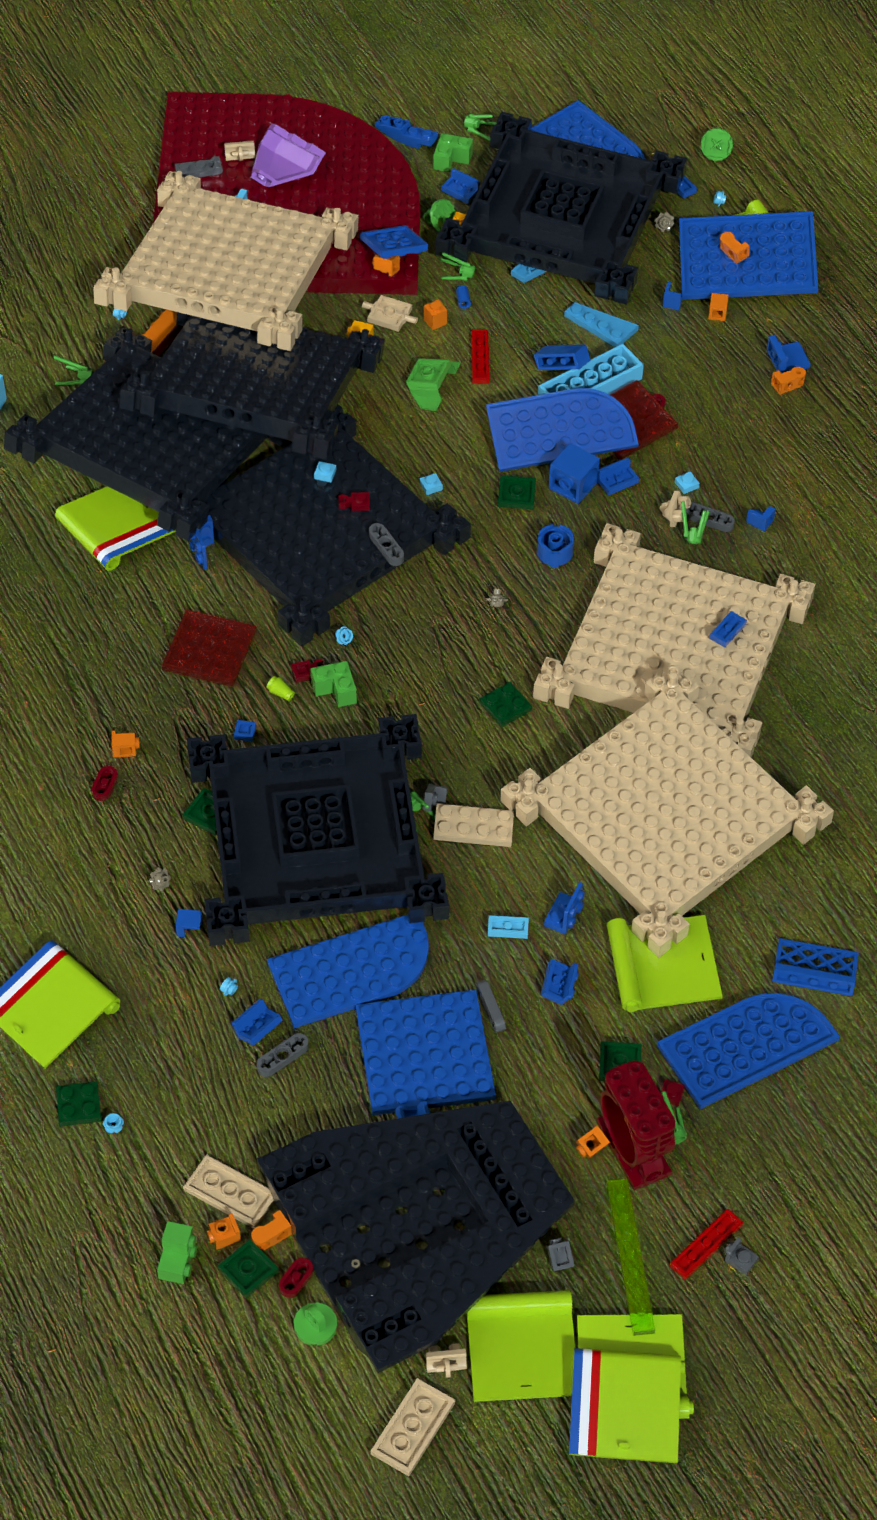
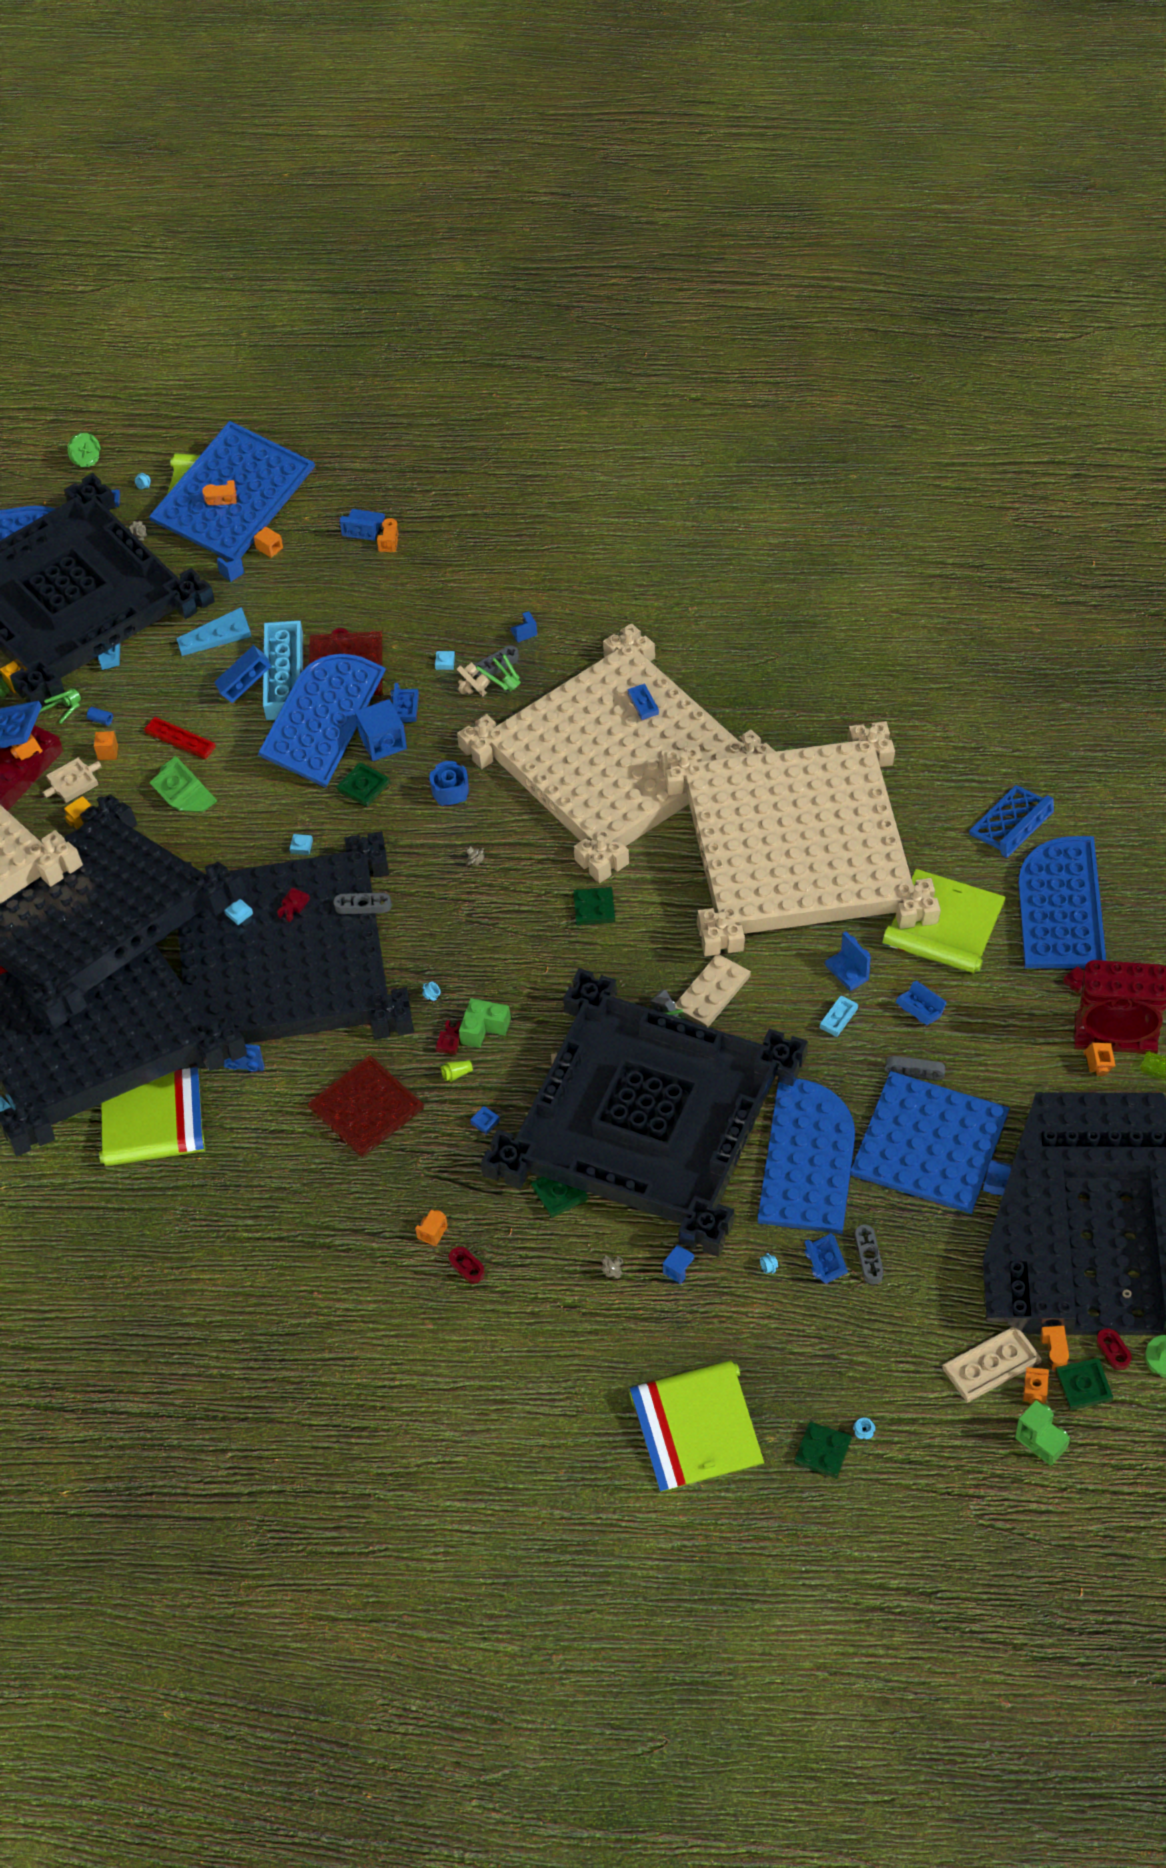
camera: 55 degrees left, 0 degrees up
(616, 1054) = (1028, 1000): dark green plate -> none

